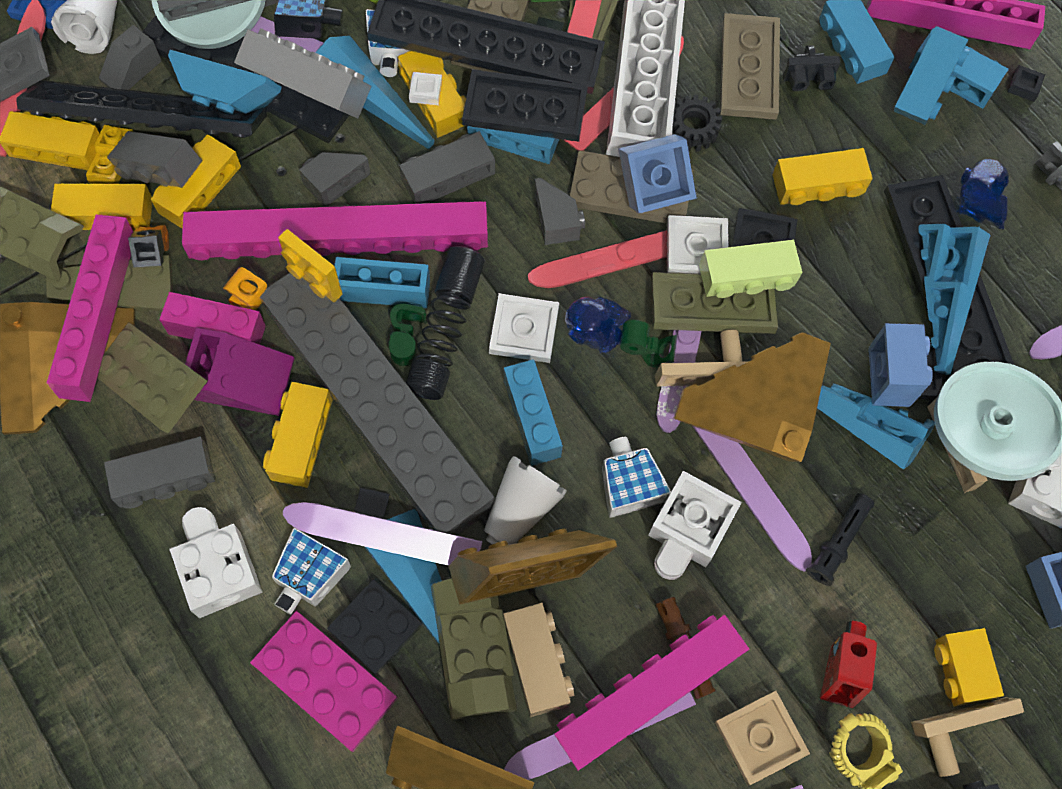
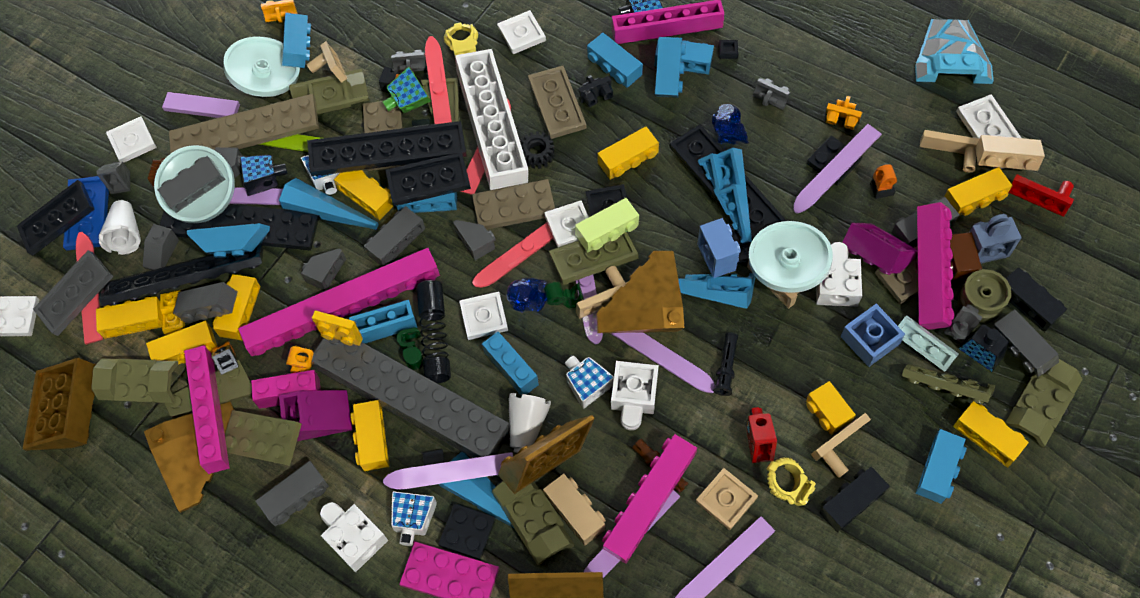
camera: 15 degrees left, 5 degrees down
(303, 71) = (283, 212): light grey brick -> none
(425, 88) = (360, 192): white tile -> none
(657, 173) = (527, 189): medium blue brick -> none

